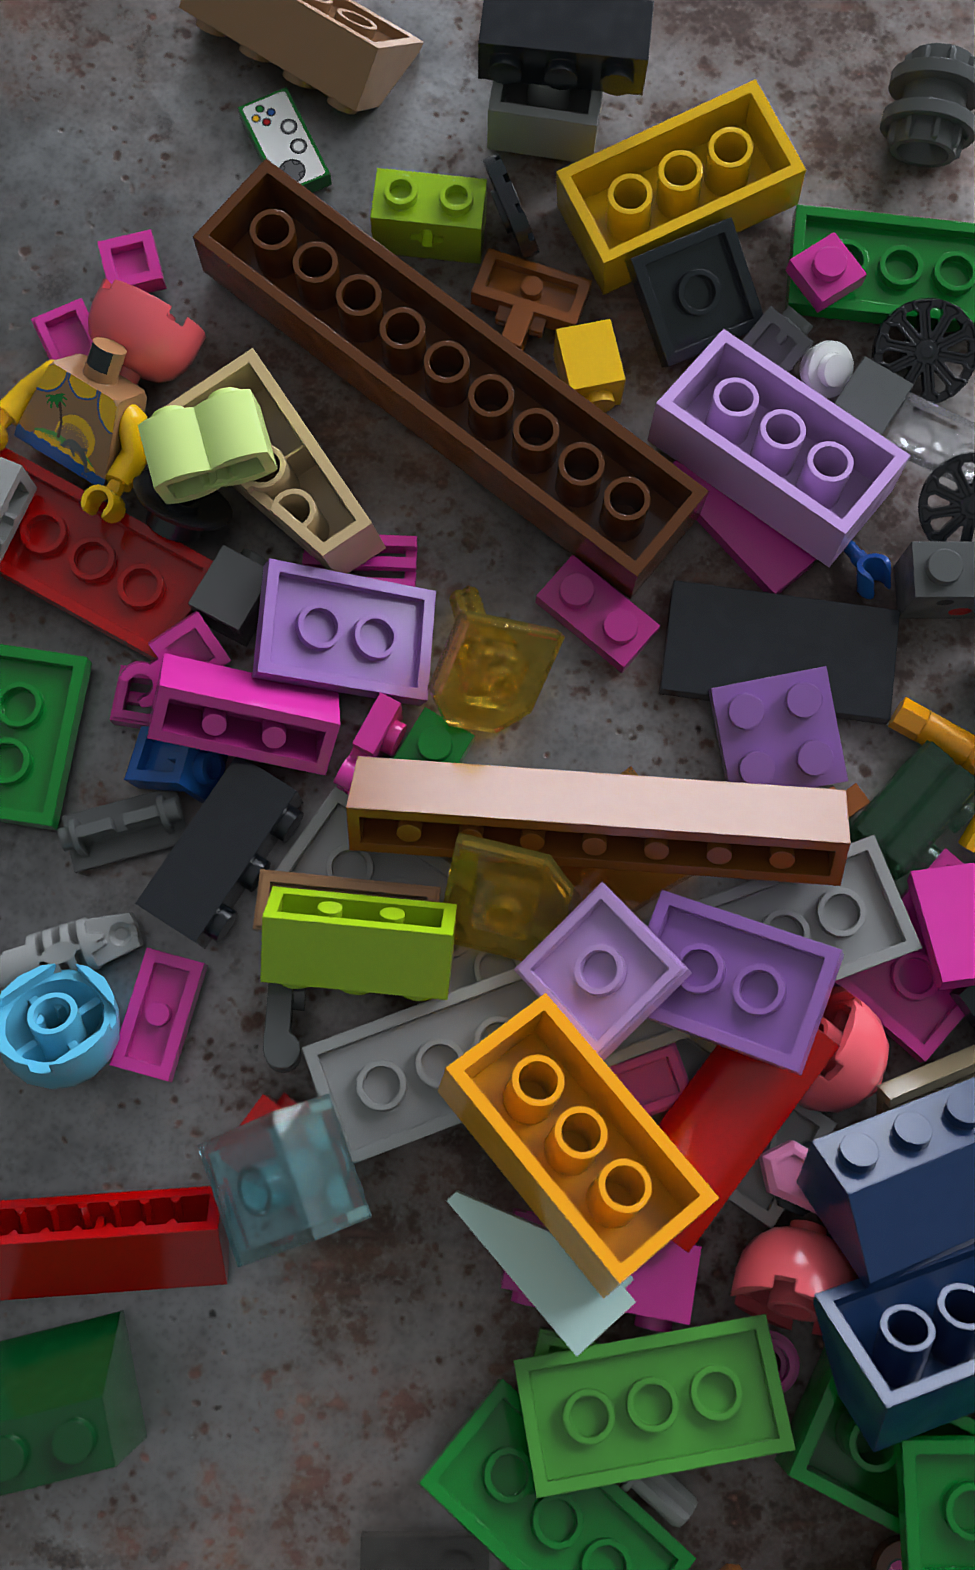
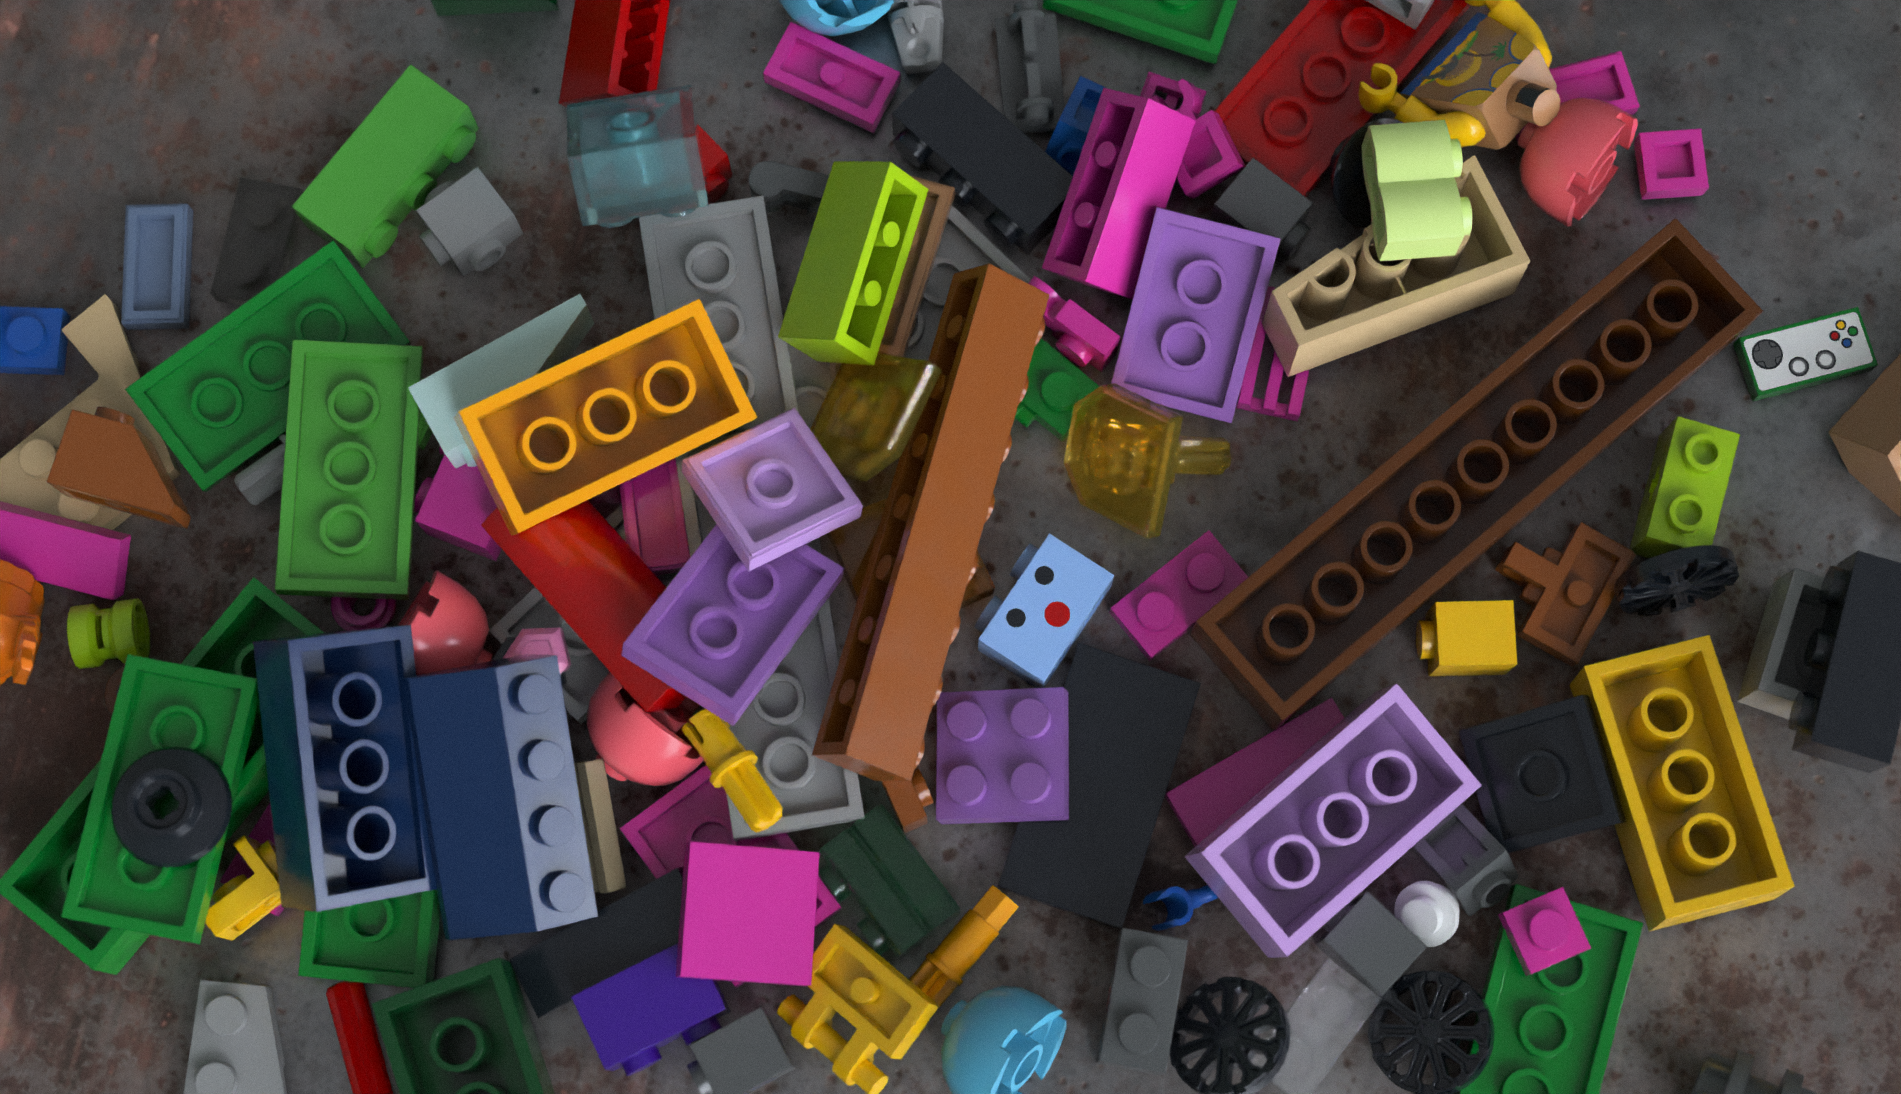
camera: 105 degrees right, 0 degrees up
(325, 1447) = (387, 167): none -> bright green brick
(370, 1349) = (467, 223): none -> light grey brick
(641, 721) = (1043, 610): none -> light blue brick
(870, 953) = (733, 770): none -> yellow axle

